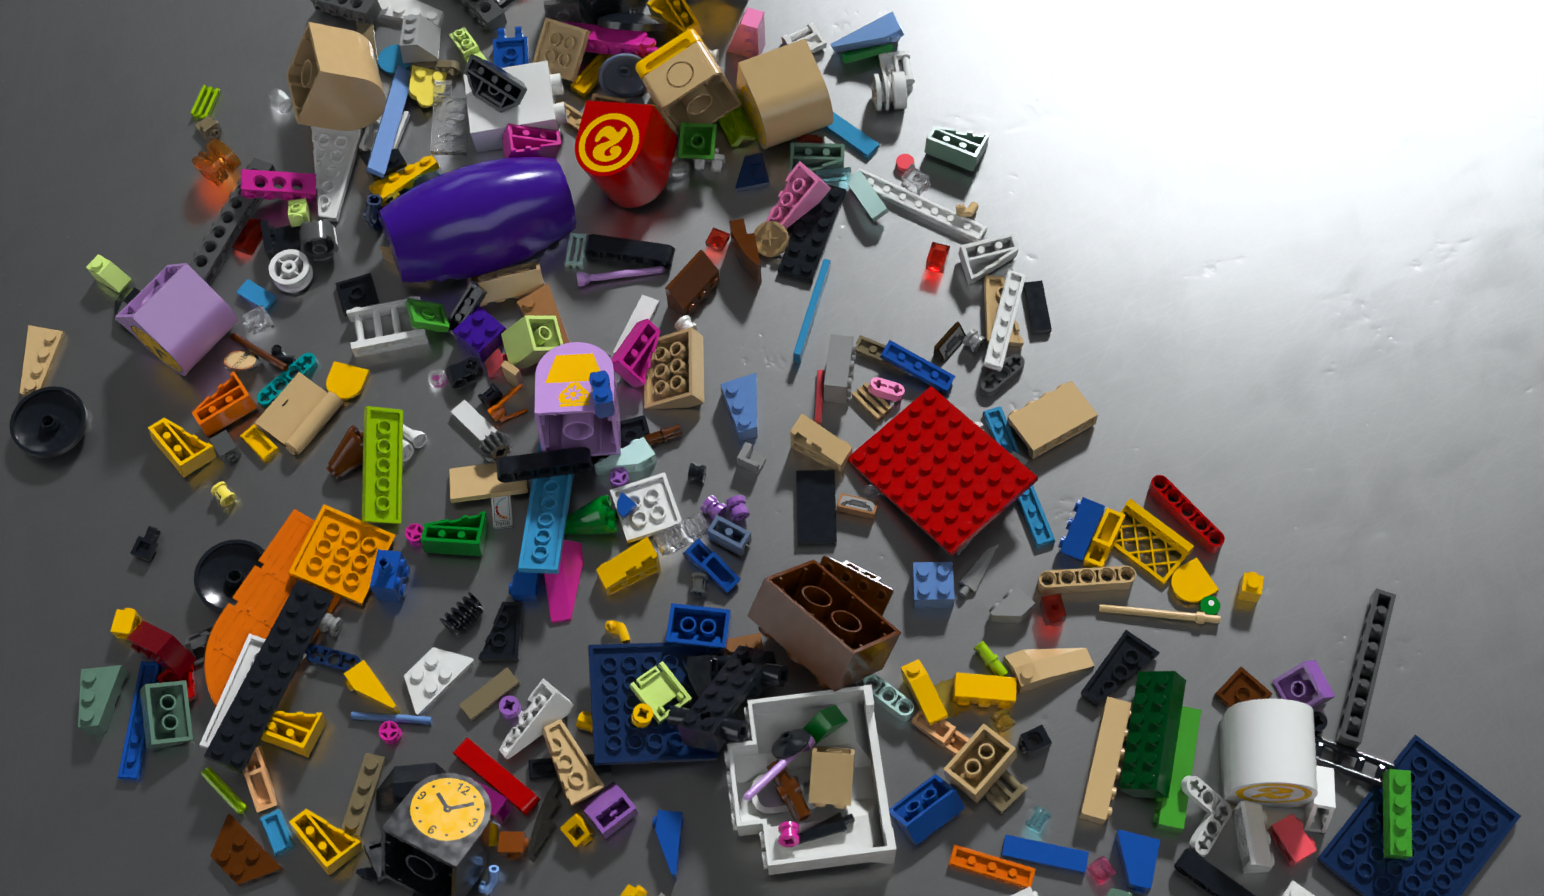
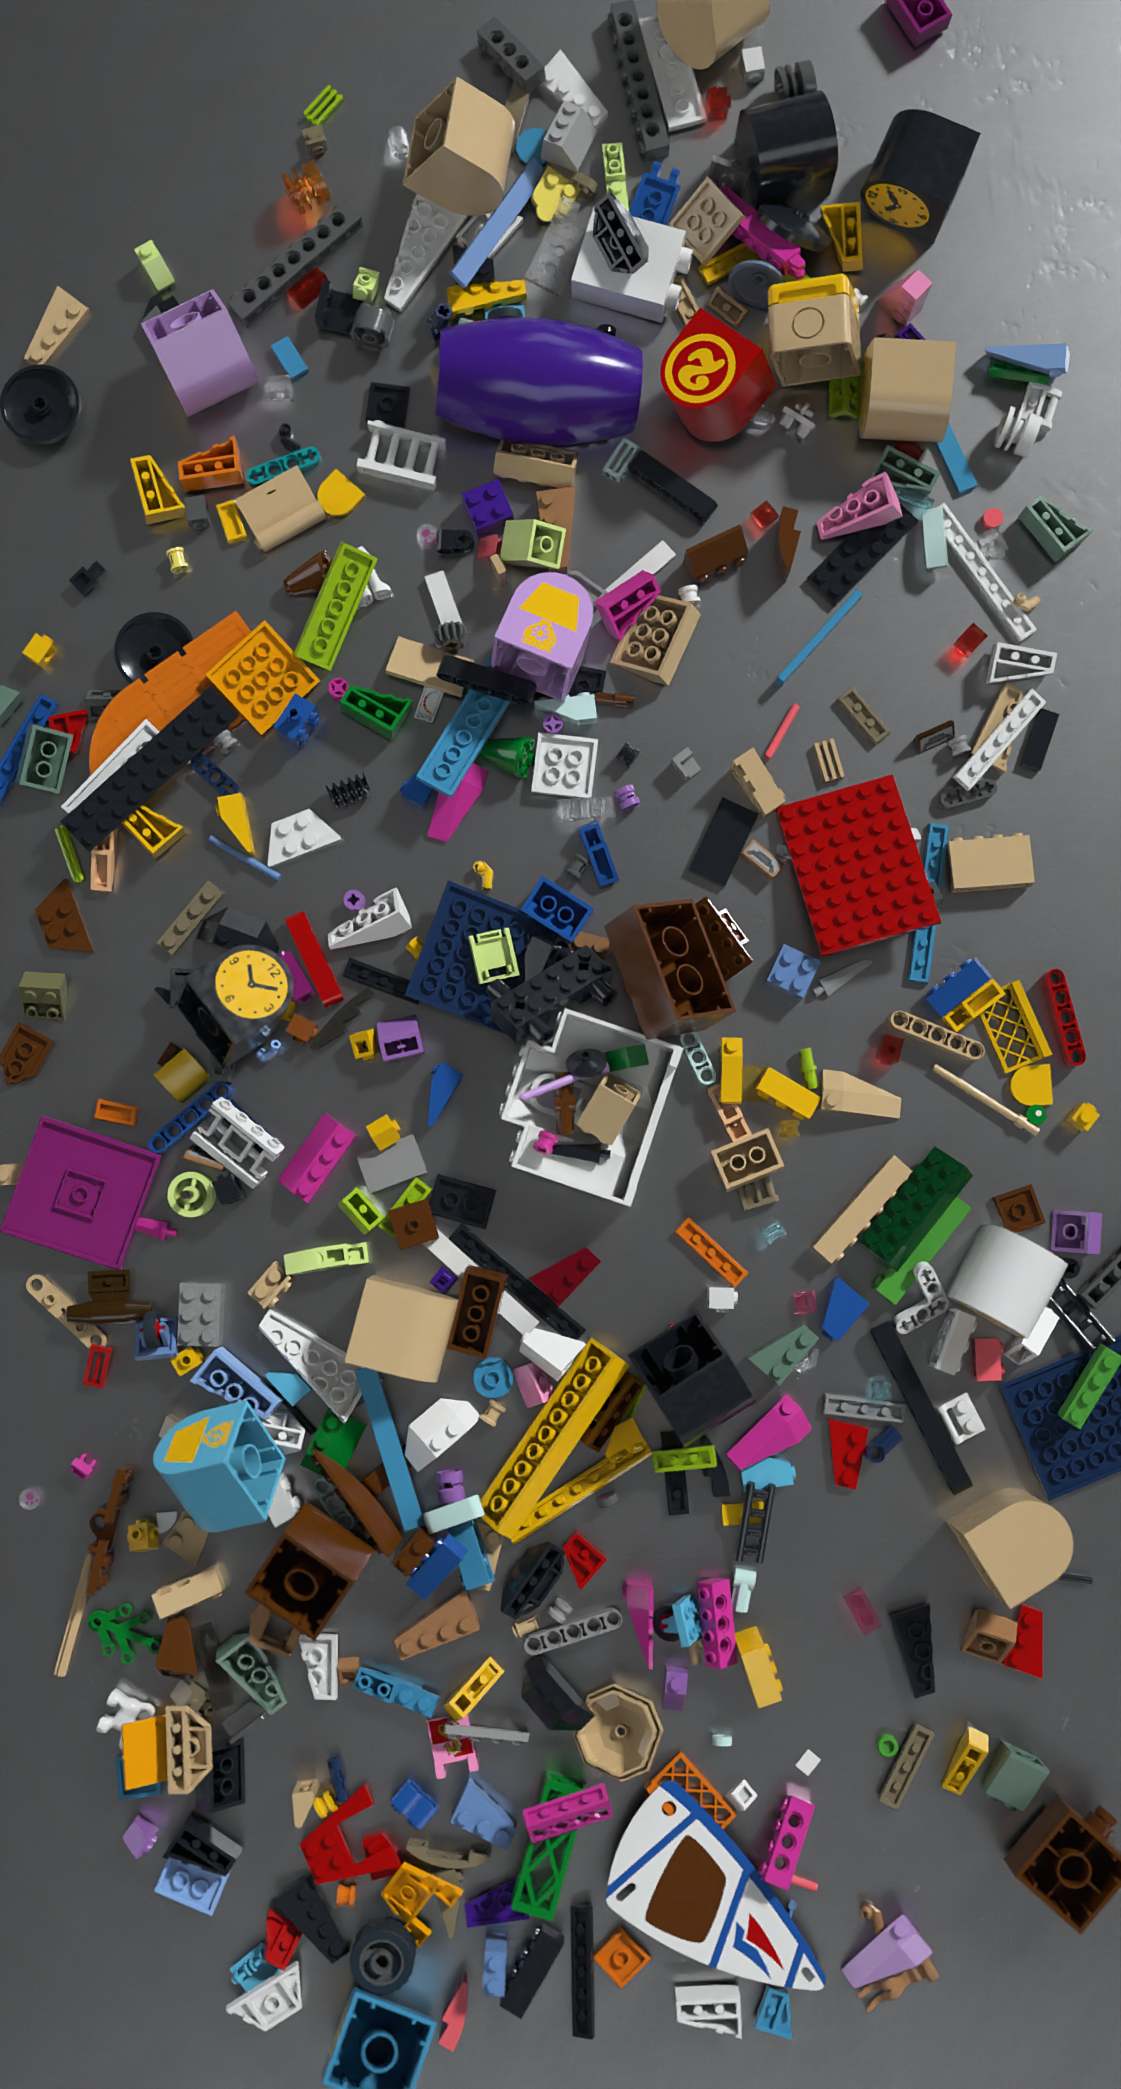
camera: 20 degrees right, 20 degrees up
(161, 648) = (61, 692): dark red wedge -> none
(241, 361) = (246, 426): piece -> none
(258, 351) = (267, 423): reddish brown bar -> none
(269, 179) = (368, 243): dark pink brick -> none
(277, 832) = (102, 915): dark azure tile -> none
(290, 271) = (332, 348): white wheel -> none
(325, 842) = (138, 946): yellow wedge -> none
(387, 729) = (233, 870): dark pink wheel -> none
(427, 315) = (444, 464): bright green plate -> none
(467, 304) = (484, 473): black tile -> none
(489, 694) = (341, 878): dark tan tile -> none
(490, 395) = (465, 583): black bush -> none
(497, 411) = (468, 597): orange plant -> none
(505, 636) = (378, 830): black wing -> none
(530, 142) = (626, 318): dark pink wedge -> none
(572, 767) = (384, 983): tan wing -> none
(585, 278) = (614, 495): lavender piece -> none
(602, 394) = (566, 649): blue brick -> none
(625, 505) = (545, 756): blue tile -> none
(629, 566) = (520, 818): yellow wedge -> none
(642, 720) = (462, 970): yellow wheel -> none
(697, 141) = (794, 399): bright green slope -> none
(729, 535) = (627, 833): sand blue brick -> none
(738, 508) = (649, 808): medium lavender wheel -> none
(741, 403) = (703, 705): medium blue wedge -> none
(752, 173) = (835, 456): dark blue wing -> none
(771, 238) = (817, 540): tan tile -> none
(814, 39) = (963, 334): white plate -> none
(839, 369) = (814, 715): light grey brick -> none
(886, 389) = (848, 755): bright pink beam -> none
(917, 366) = (890, 747): blue plate -> none
(926, 809) = (679, 1174): blue slope -> none
(1013, 607) = (854, 1030): light grey slope -> none
(1040, 735) = (816, 1161): black brick -> none
(1045, 854) = (763, 1264): blue tile -> none
(1121, 664) = (924, 1129): black wing -> none

